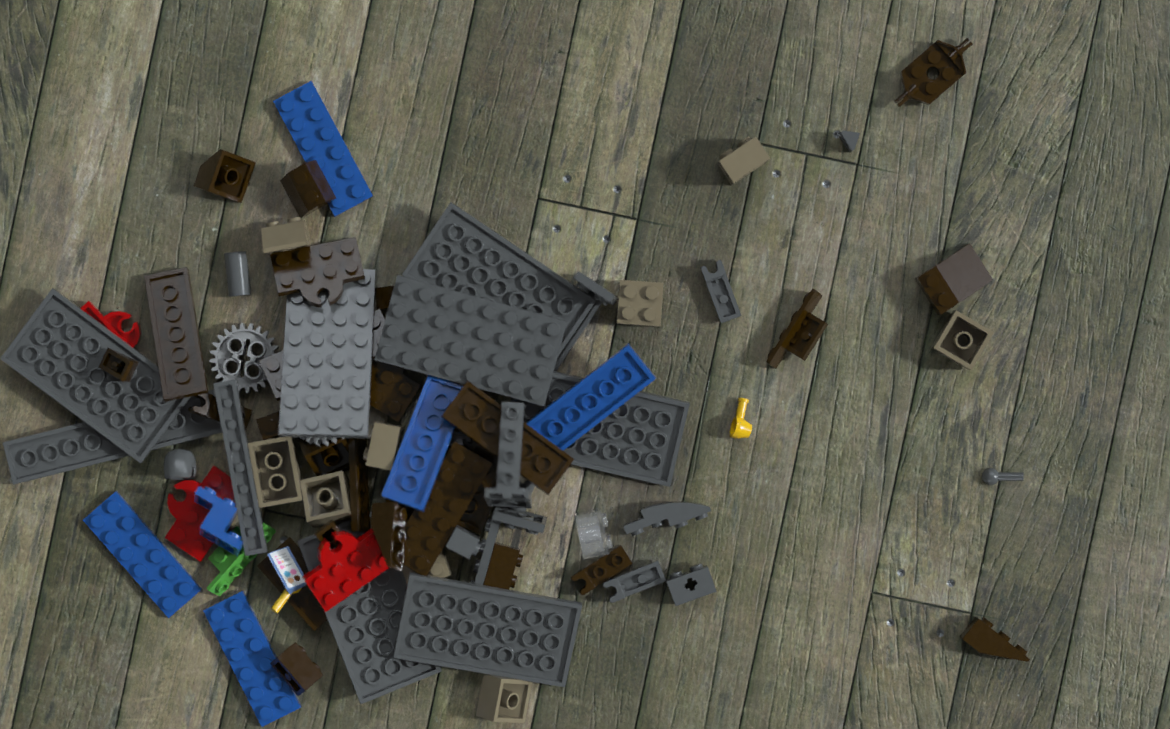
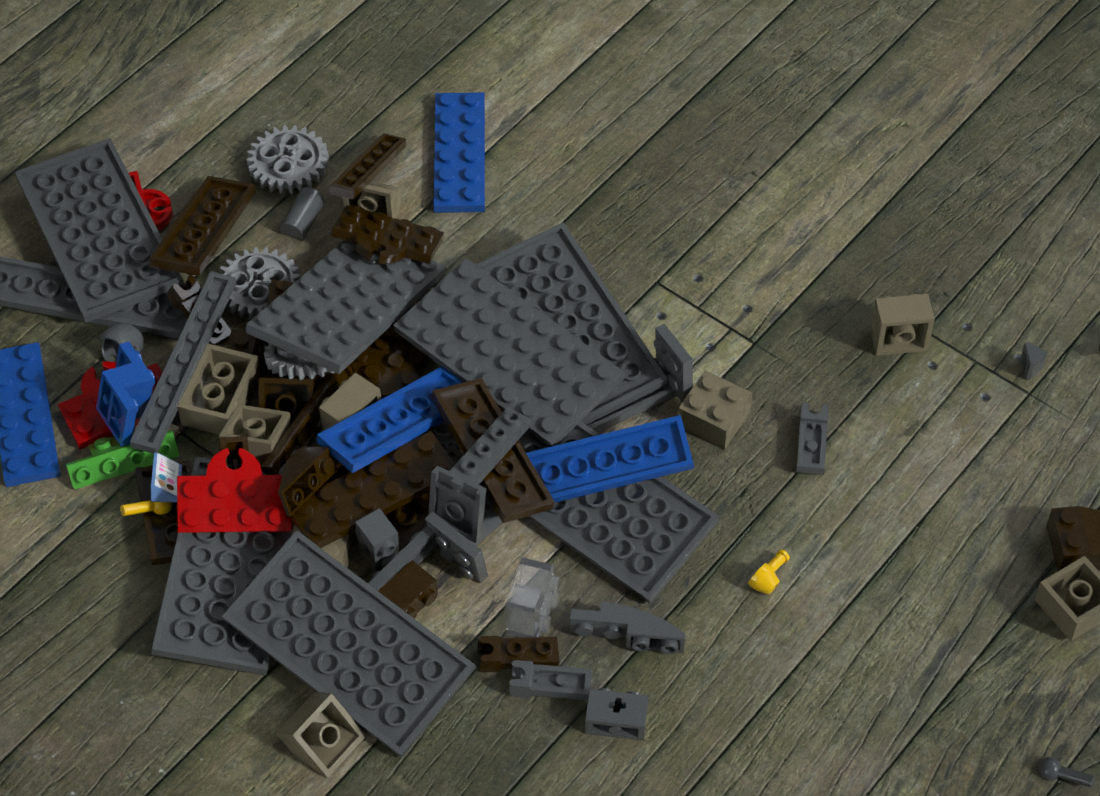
camera: 25 degrees right, 35 degrees down
(118, 365) = (129, 221): dark brown slope -> none
(214, 237) = (288, 159): none -> light grey gear
(225, 175) = (347, 128): dark brown slope -> none
(250, 658) = (64, 566): blue plate -> none
(271, 219) = (367, 166): none -> dark brown tile
(297, 668) = (105, 588): dark brown brick -> none
(307, 188) = (422, 166): dark brown slope -> none
(801, 333) = (884, 513): dark brown bracket -> none

